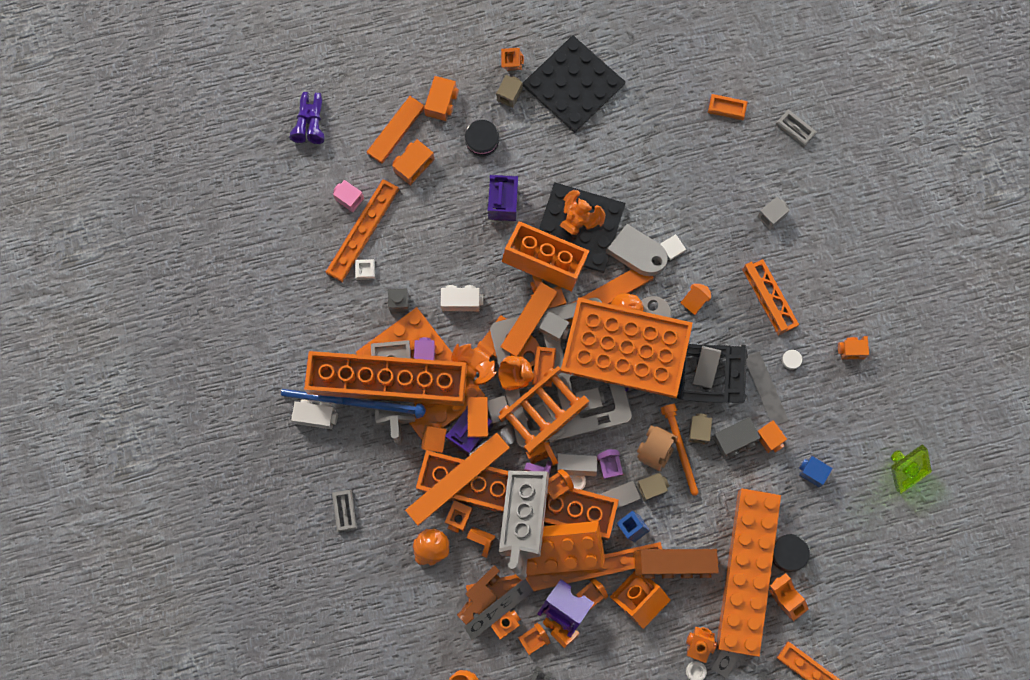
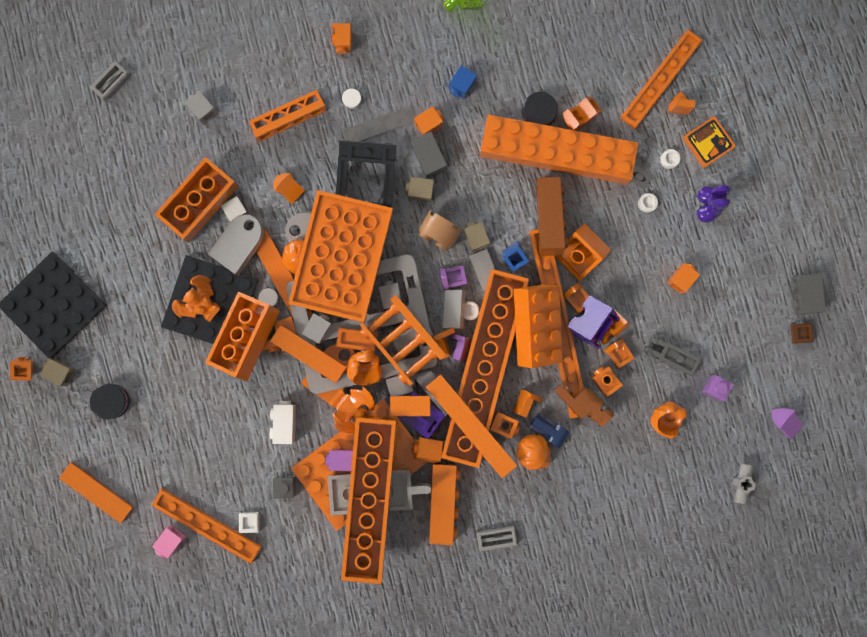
camera: 90 degrees left, 10 degrees up
(308, 114) = (76, 585): dark purple piece -> none
(314, 415) = (401, 572): white brick -> none
(380, 455) = (443, 504): none -> orange brick
(413, 161) = (133, 473): orange brick -> none
(419, 410) = (402, 464): blue bar -> none
(440, 98) = (63, 445): orange brick -> none
(450, 568) = (552, 432): none -> dark blue piece
(498, 609) = (595, 386): flat silver sticker -> none
(503, 197) = (177, 379): dark purple piece -> none
(523, 518) = (511, 360): light grey hinge -> none
(559, 484) = (477, 327): orange tile -> none
(585, 282) = (268, 296): none -> white tile
(670, 413) = (403, 217): orange piece -> none
(679, 211) = (196, 200): none -> orange brick
(701, 644) = (625, 196): orange brick -> none
(706, 367) = (358, 180): light grey tile -> none
(727, 107) = (84, 148): orange tile -> none

